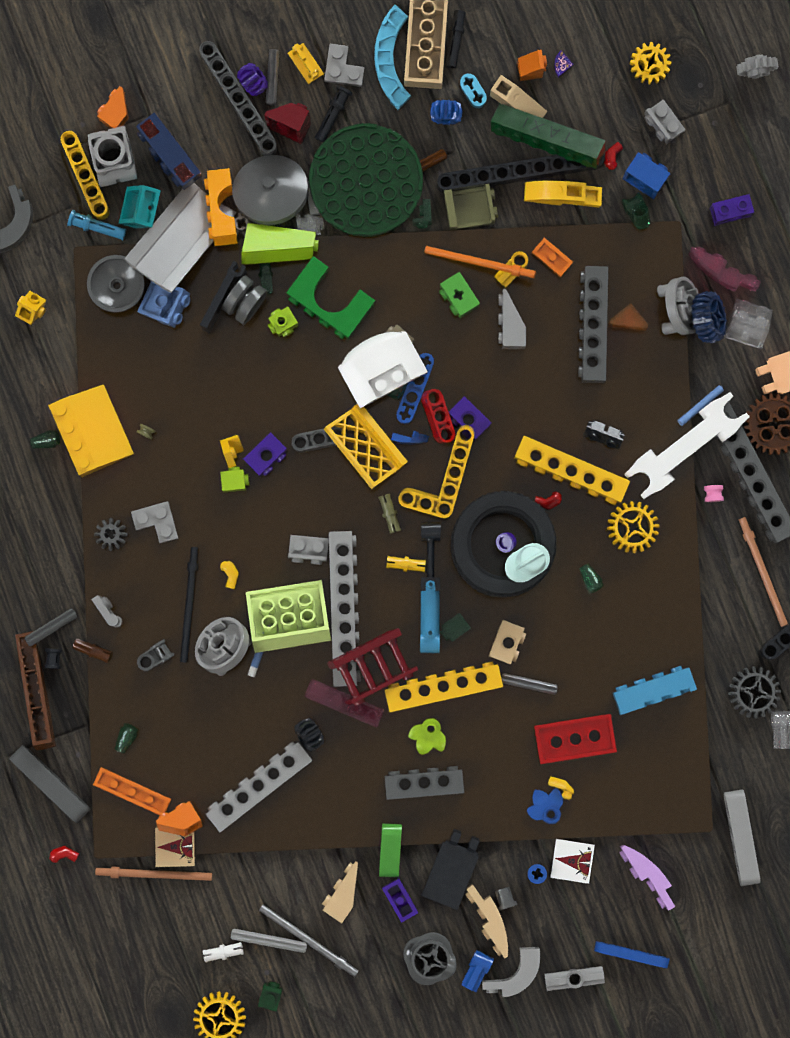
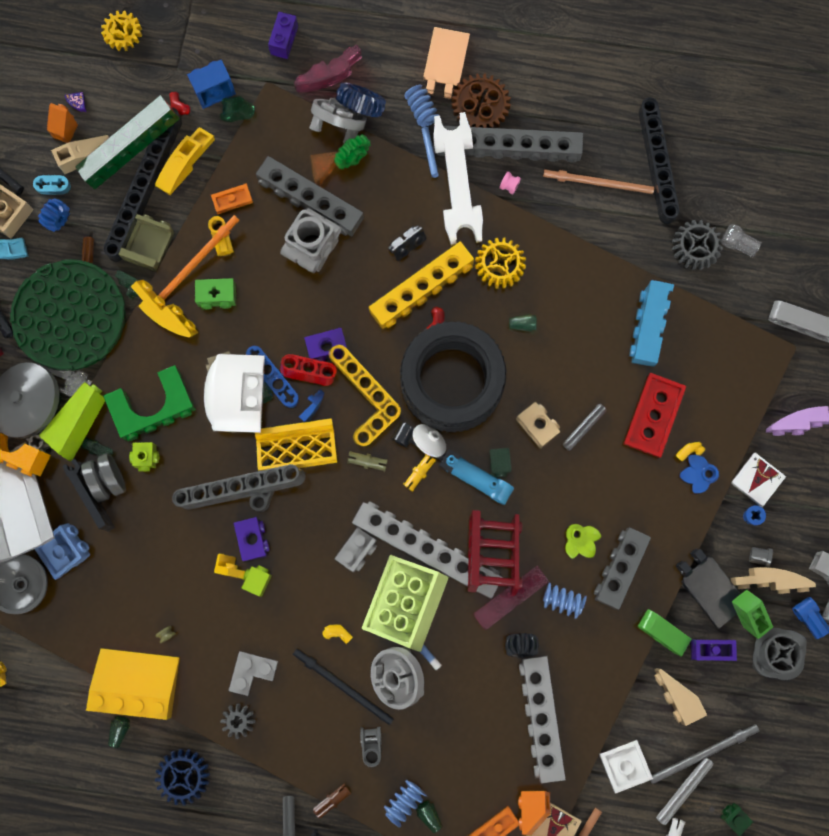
camera: 60 degrees left, 5 degrees down
(42, 507) = (169, 788): none -> dark blue gear
(104, 607) = (300, 767): light grey plate -> none
(124, 710) = (403, 803): none -> medium blue piece
(260, 879) = (626, 766): none -> white tile
(306, 426) = (230, 484): none -> dark grey beam
(367, 749) = (564, 601): none -> medium blue piece
(413, 268) = (168, 316): none -> yellow slope
(437, 556) = (429, 440): none -> white dish
(449, 916) = (752, 614): none -> bright green brick
(492, 682) = (565, 456): yellow brick -> none
(506, 542) = (453, 370): tile -> none
(513, 329) = (271, 264): light grey slope -> none
(527, 562) = (482, 362): light aqua piece -> none
(539, 362) = (314, 254): none -> light grey piece
(655, 338) = (352, 151): none -> green gear
(664, 122) = (177, 48): light grey bracket -> none
(738, 372) = (420, 105): none -> medium blue piece
(749, 323) = (385, 75): clear slope -> none

